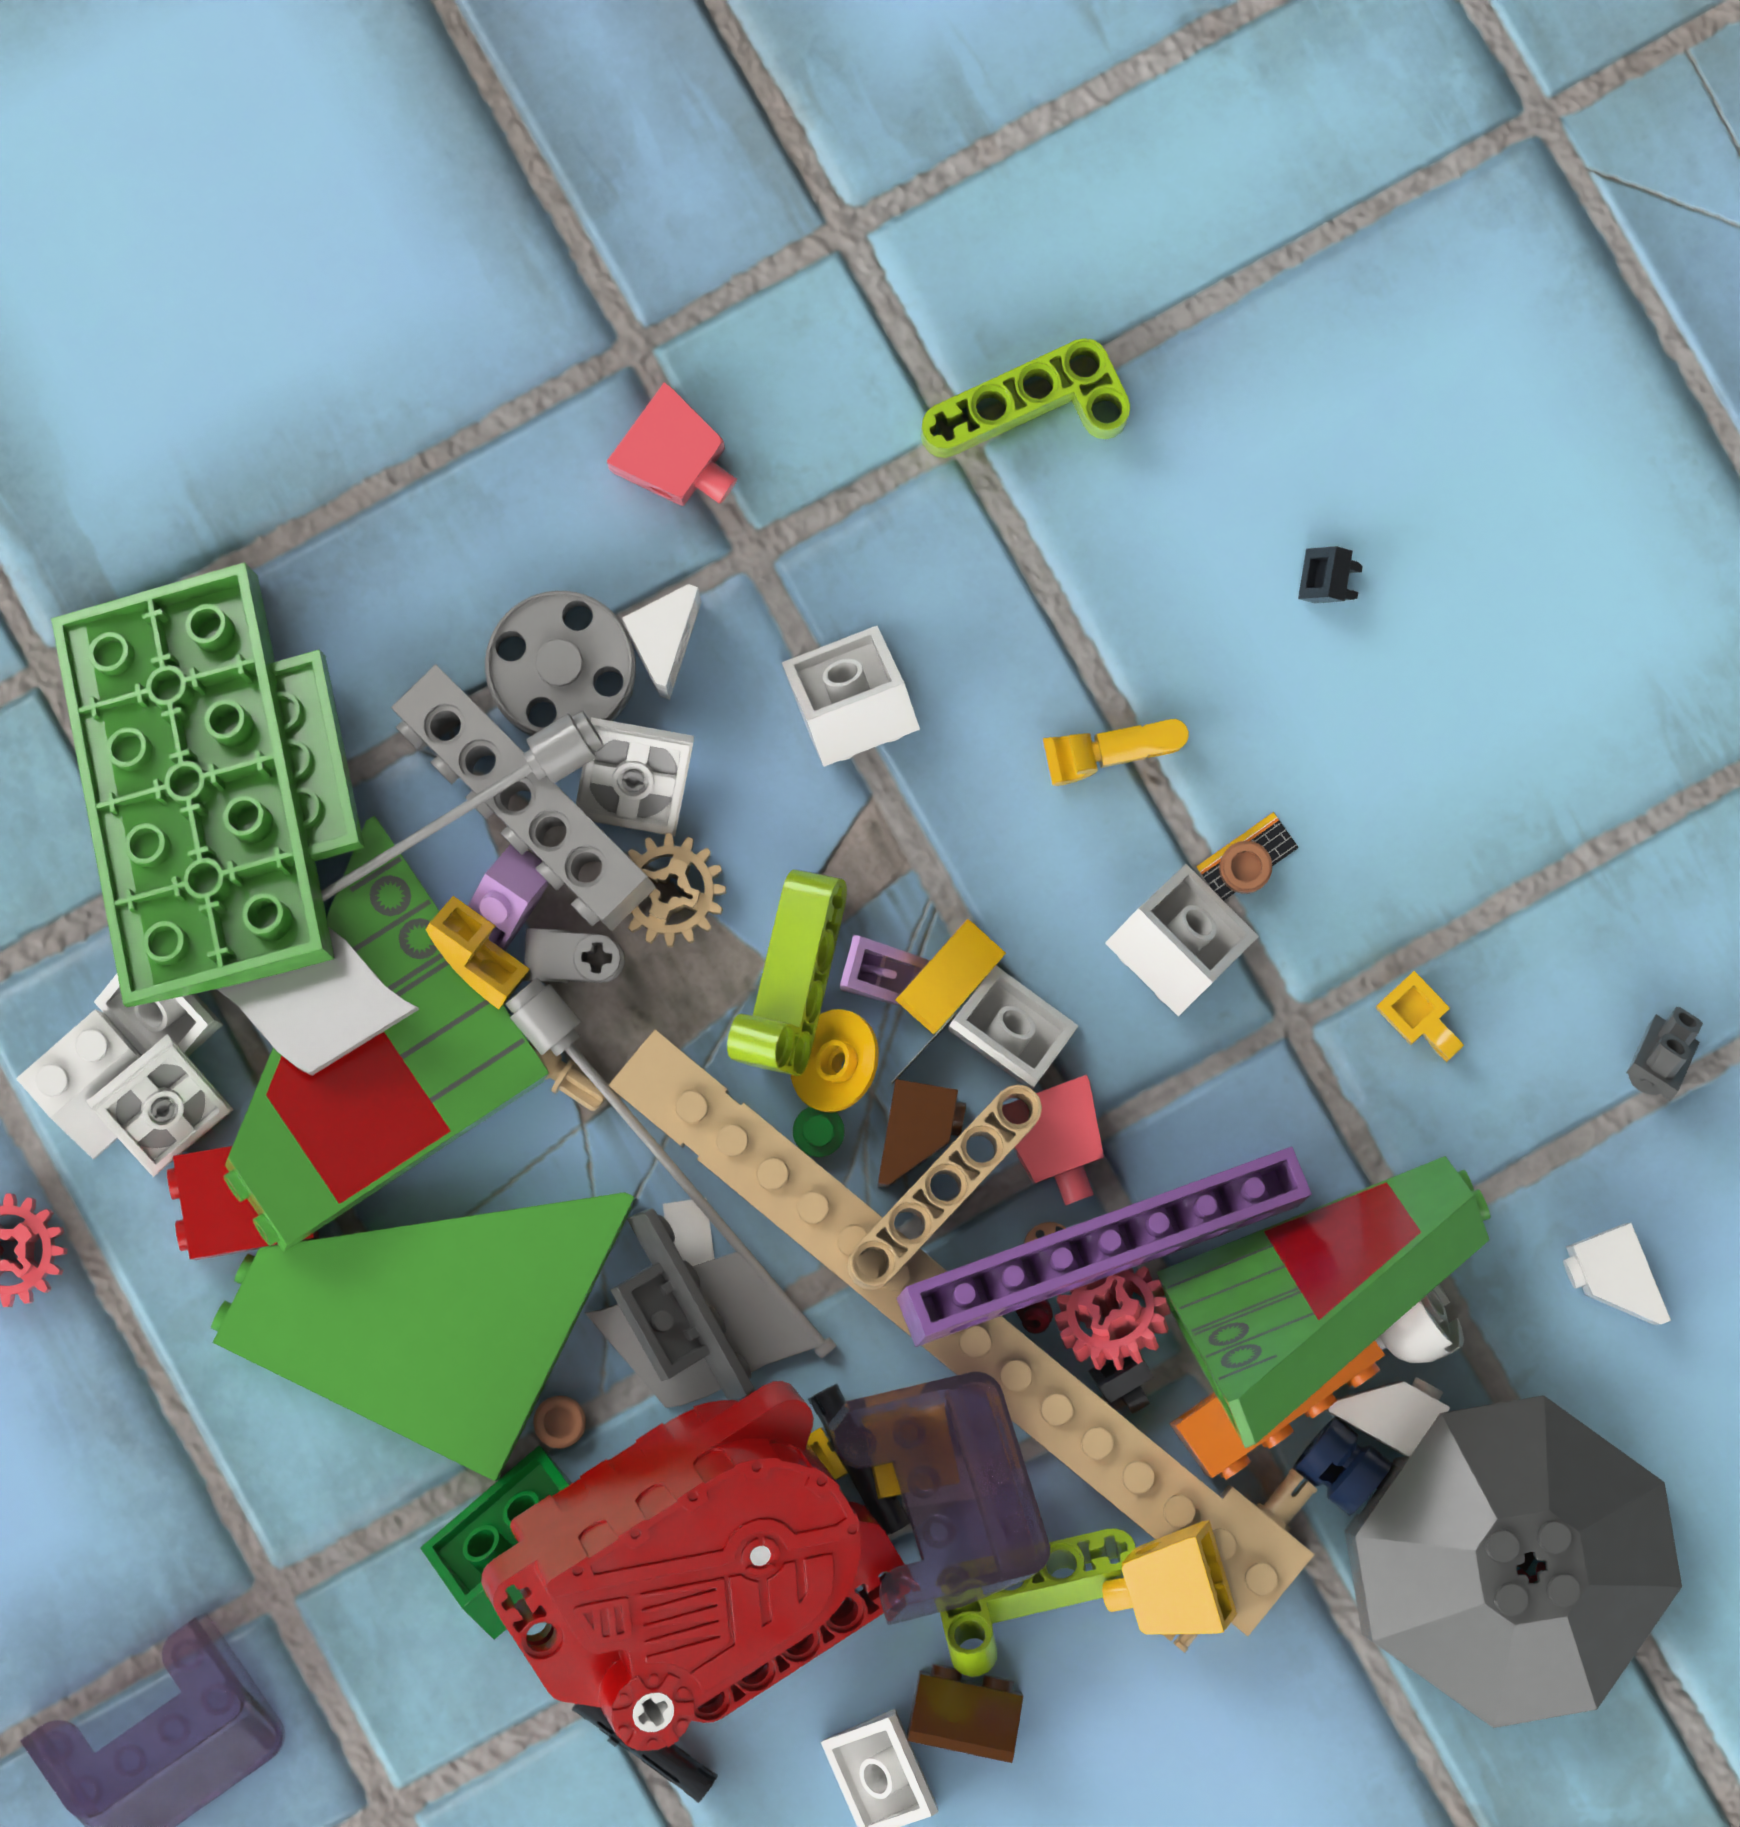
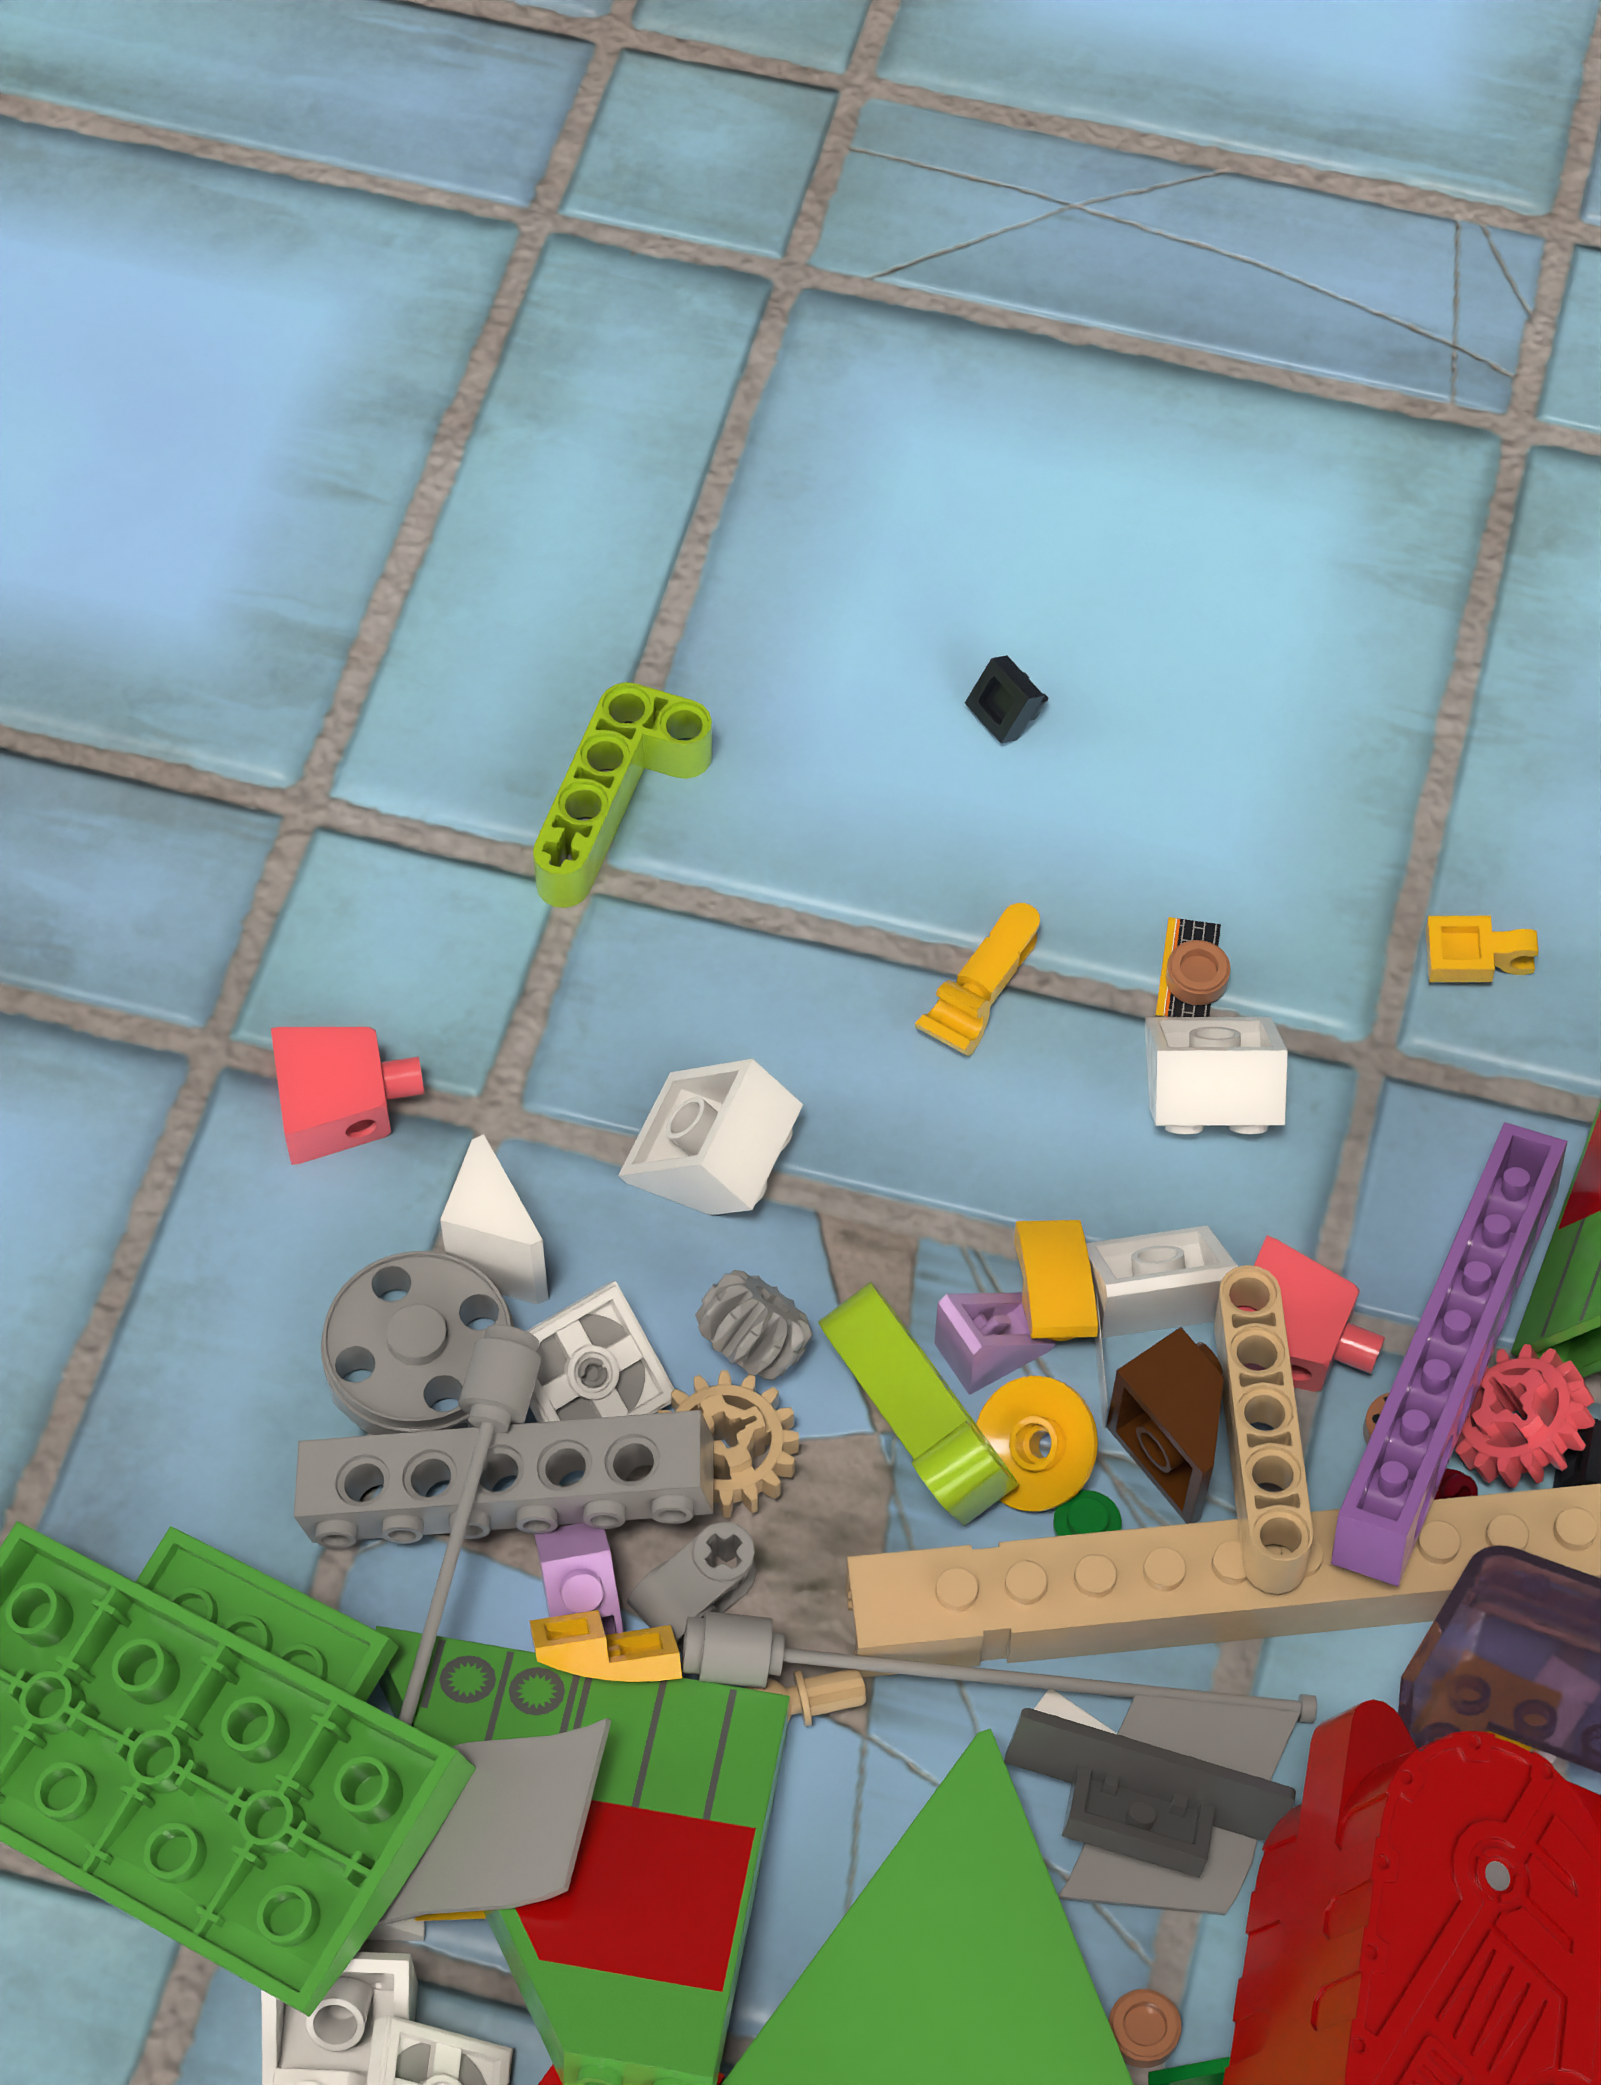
camera: 45 degrees left, 25 degrees down
(750, 839) = (753, 1325): none -> light grey gear

